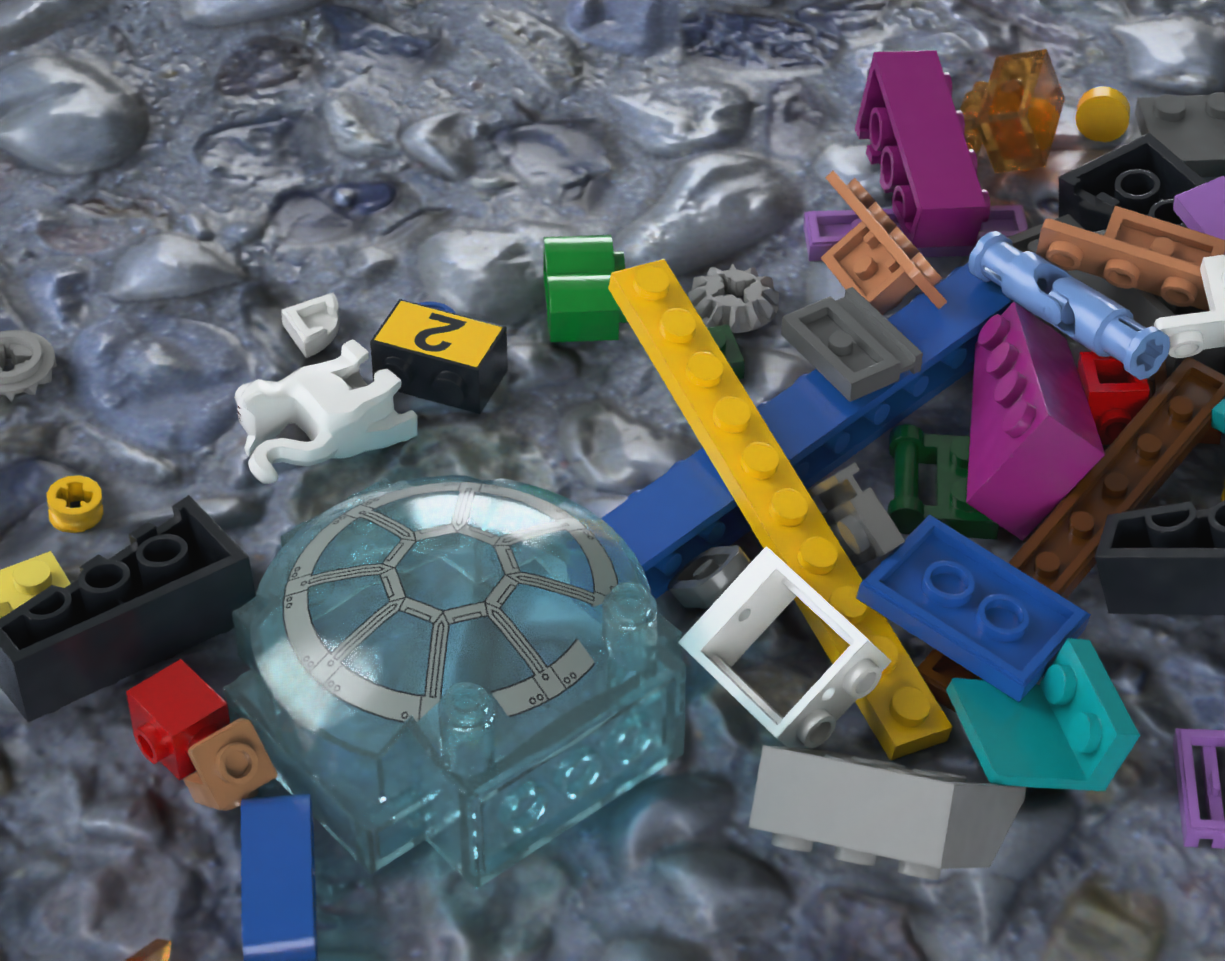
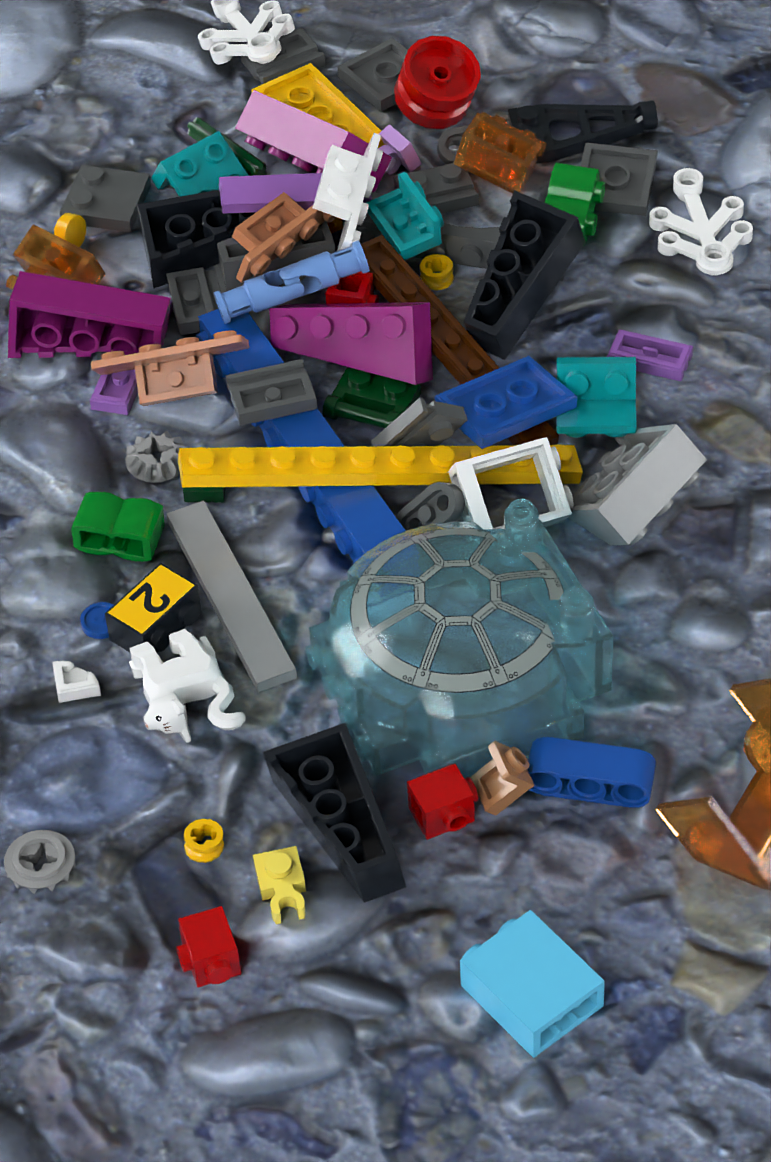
camera: 70 degrees left, 5 degrees up
(527, 415) = (231, 596): none -> light grey tile

